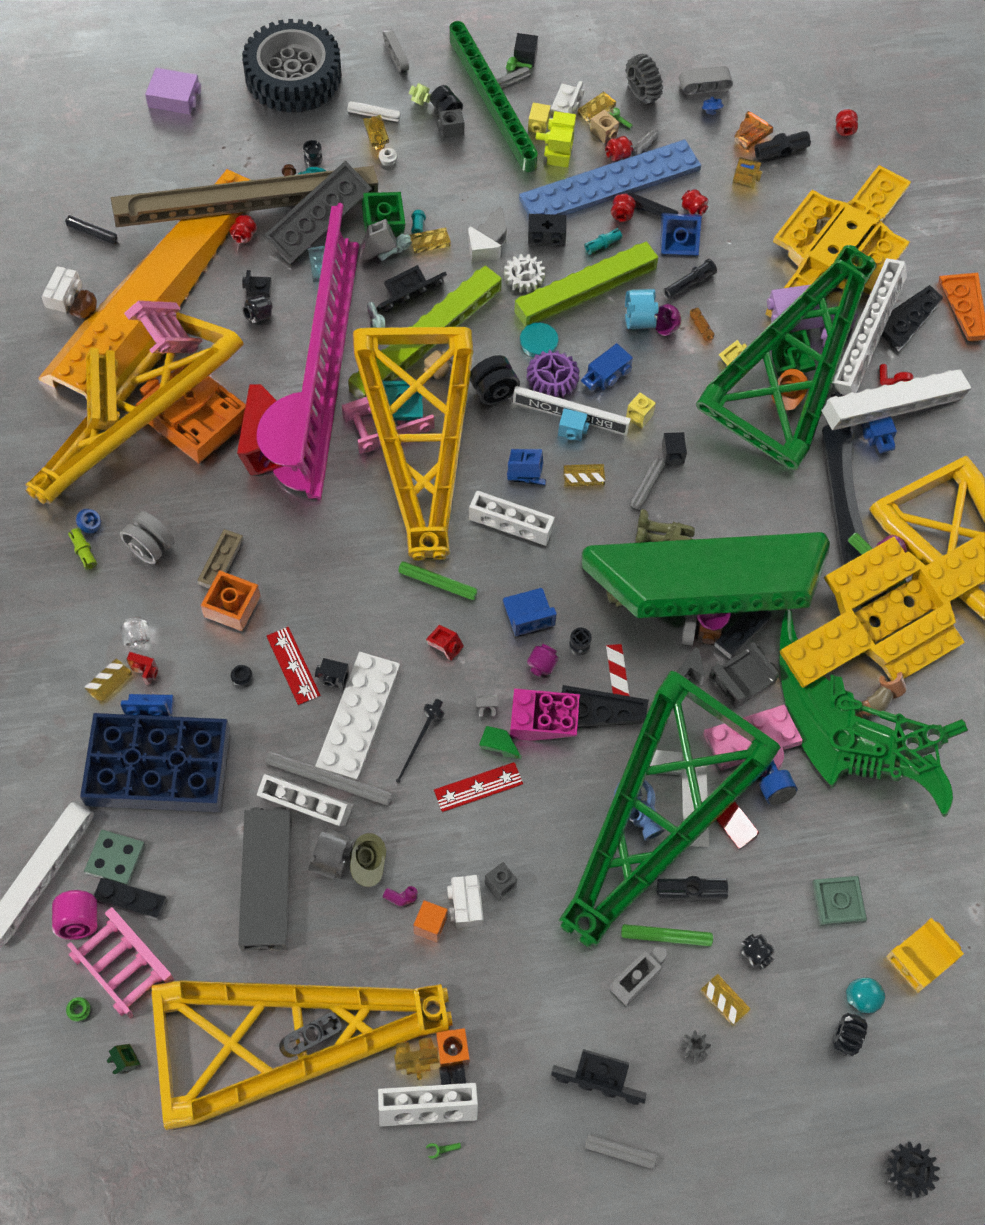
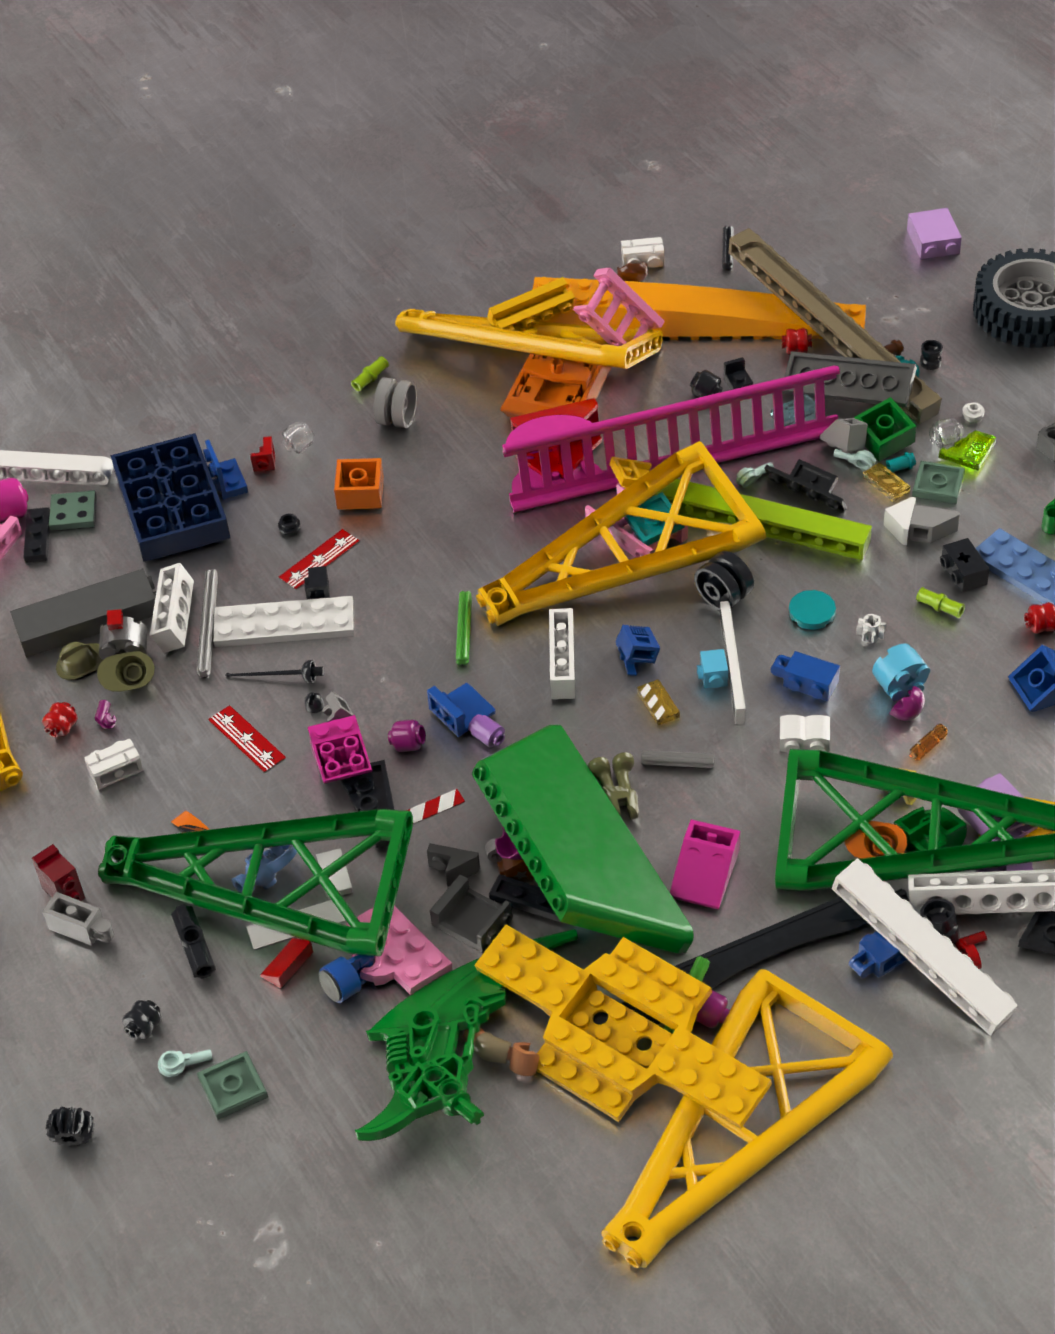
camera: 75 degrees right, 15 degrees down
(88, 520) = (401, 366): blue hat -> none
(108, 680) = (242, 441): clear yellow tile -> none
(221, 557) = (409, 464): dark tan plate -> none
(319, 900) = (78, 660): none -> olive piece
(323, 845) = (114, 619): none -> red piece
(341, 396) = (628, 470): none -> yellow wing
(370, 110) = (1026, 381): white axle -> none
(376, 132) = (995, 387): clear yellow hips -> none
(393, 935) = (59, 719): none -> red piece
(406, 180) = (946, 432): none -> clear head
(429, 175) = (970, 450): none -> clear neon green wing
(430, 921) = (81, 739): orange piece -> none
(445, 641) = (391, 656): red bracket -> none
(448, 209) = (938, 482): none -> sand green tile
(463, 723) = (318, 704): none -> black hinge
(499, 741) = (298, 735): green slope -> none
(500, 881) = (143, 781): dark grey brick -> none
(524, 273) = (890, 566): white gear -> none
(560, 858) = (188, 822): none -> orange sticker
(563, 369) = (770, 637): medium lavender gear -> none
(564, 600) = (487, 730): none -> medium lavender brick
(574, 260) = (940, 602): none -> lime pin
(580, 646) = (444, 759): black wheel -> none
(581, 311) = (871, 628): none -> white gear
(586, 284) = (914, 622): lime brick -> none
(590, 978) = (57, 874): none -> dark red hips
(603, 241) = (986, 619): teal pin -> none
(641, 410) = (766, 719): light yellow brick -> none
(665, 392) = (804, 732): none -> white brick
(667, 935) = (136, 939): bright green axle -> none
(674, 448) = (734, 764): black brick -> none
(693, 1040) = (19, 995): dark grey gear -> none
(697, 275) = (994, 717): black pin -> none
(725, 999) = (81, 1011): clear yellow tile -> none
(762, 502) = (705, 864): none -> dark pink slope
(805, 939) = (173, 1063): none -> light aqua plate
(865, 995) = (126, 1138): teal hair -> none
(874, 378) = (943, 918): none -> black wheel
(925, 955) = (190, 1182): yellow panel -> none

